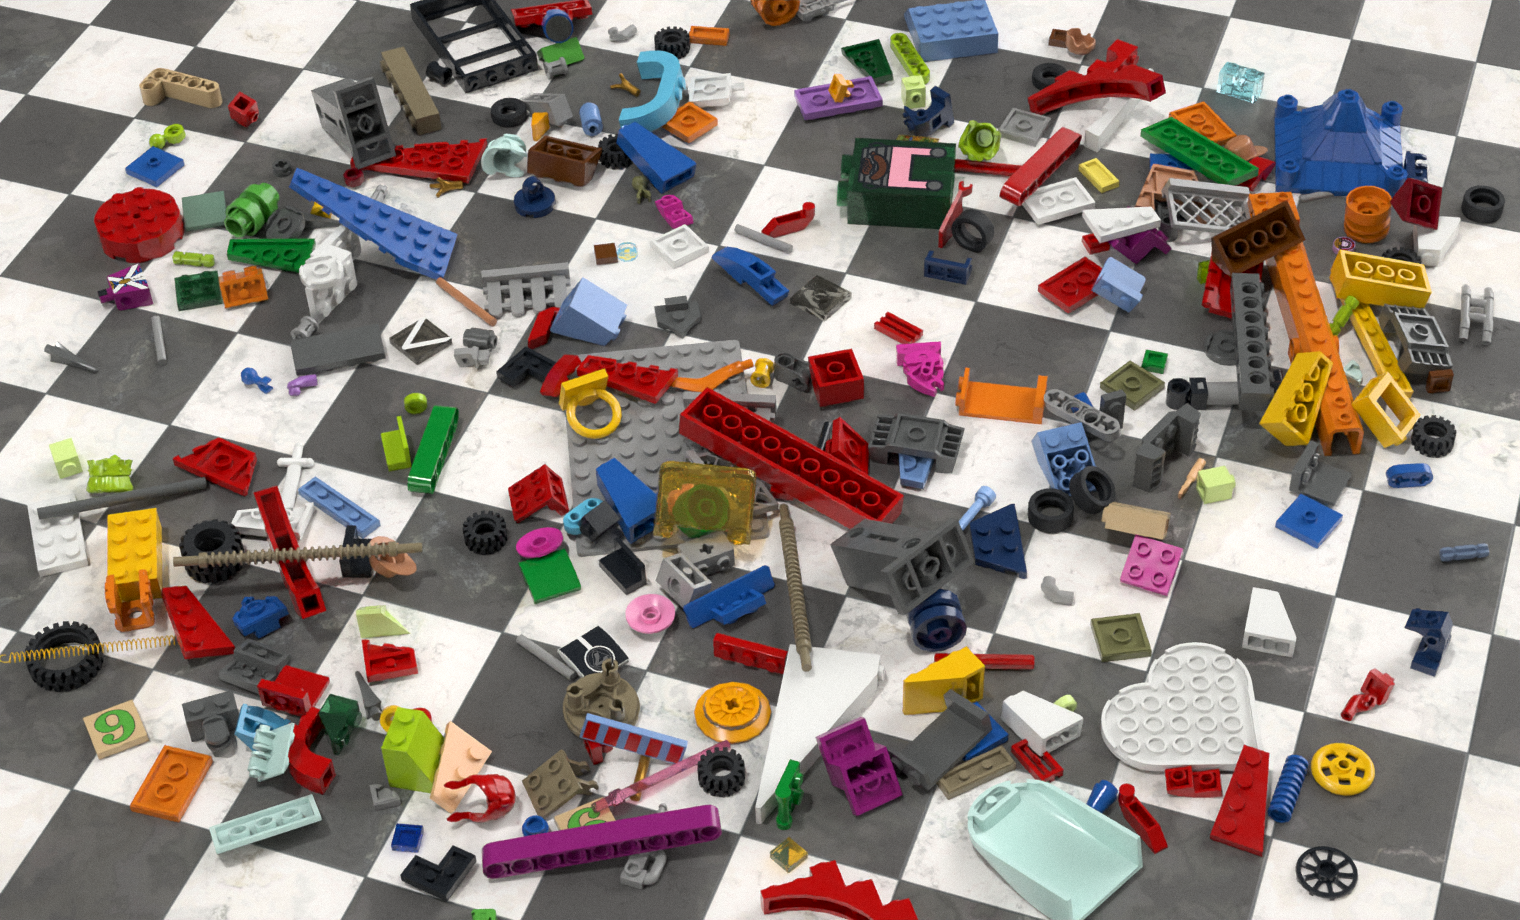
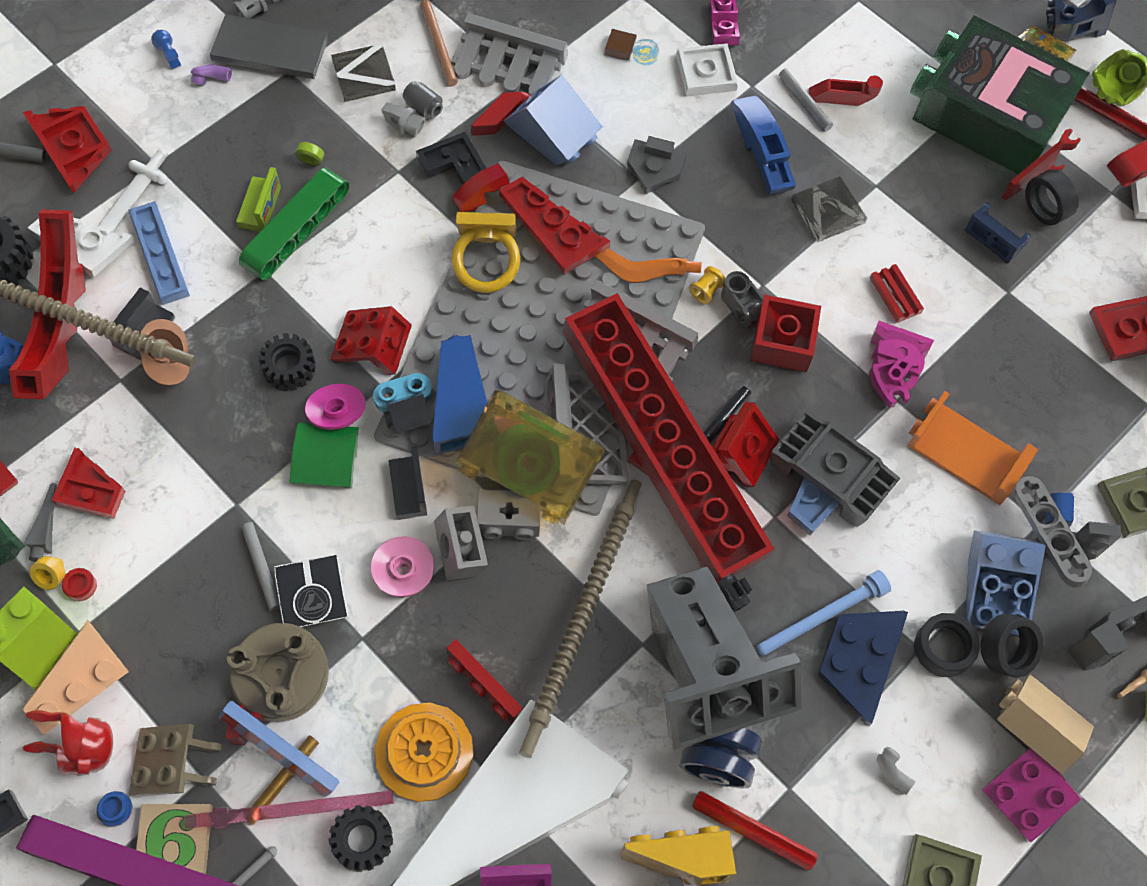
camera: 20 degrees right, 20 degrees up
(377, 622) = (110, 424): yellowish green slope -> none
(731, 600) = (505, 594): blue bracket -> none

